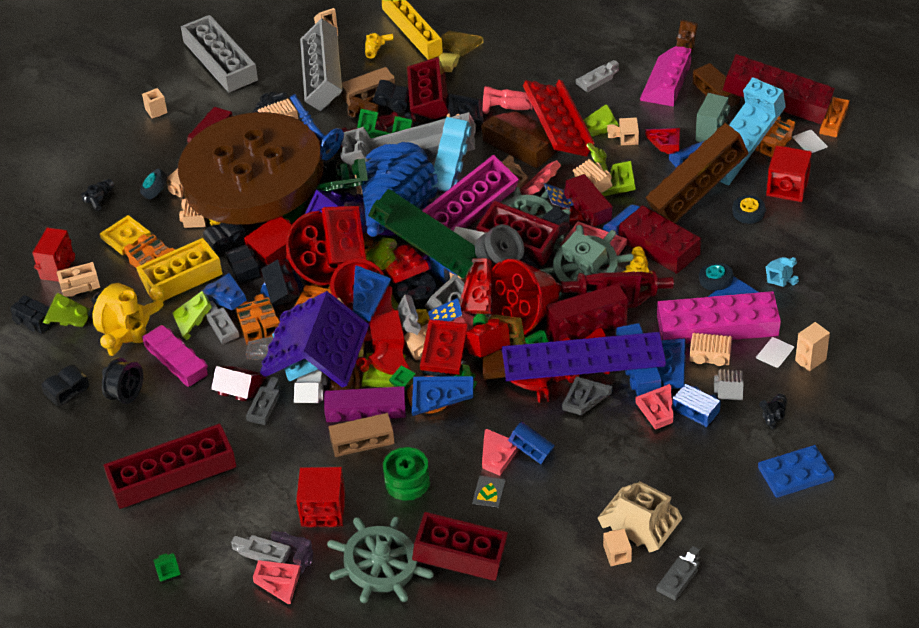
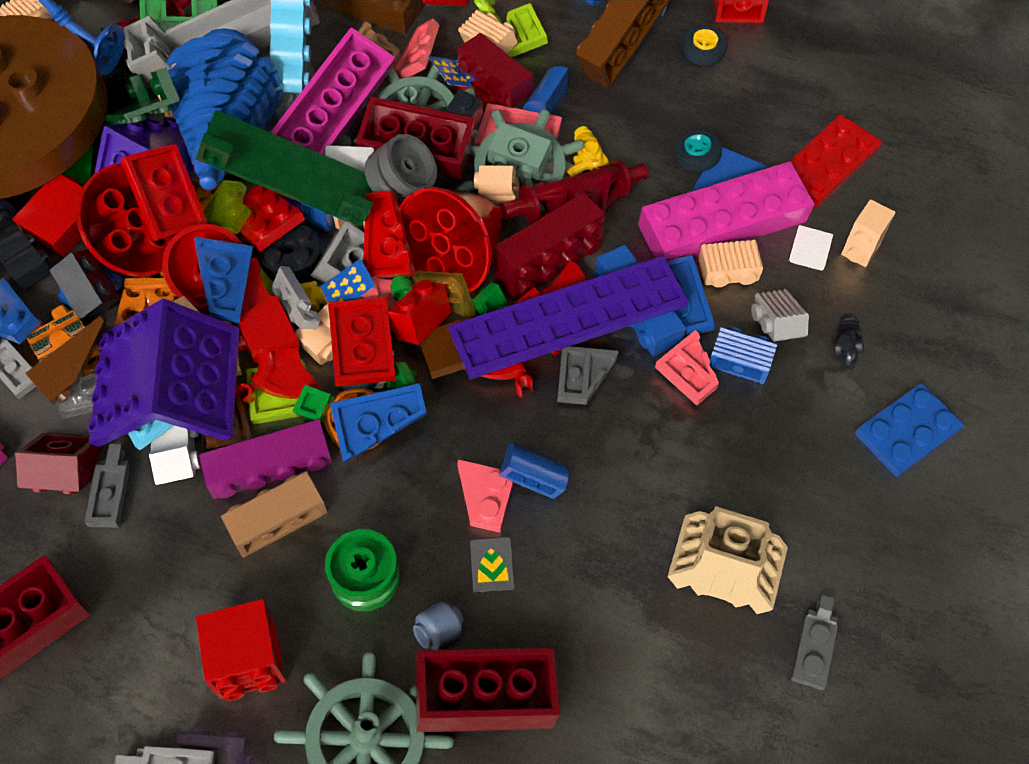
camera: 20 degrees left, 15 degrees up
(255, 326) = (64, 367): none -> reddish brown slope
(444, 508) = (438, 625): none -> sand blue head
(562, 268) = (497, 183): none -> light nougat brick
(617, 547) = (714, 622): light nougat brick -> none
(660, 239) = (608, 108): dark red brick -> none
(780, 271) = (778, 127): medium azure piece -> none
(812, 299) = (833, 157): none -> red plate

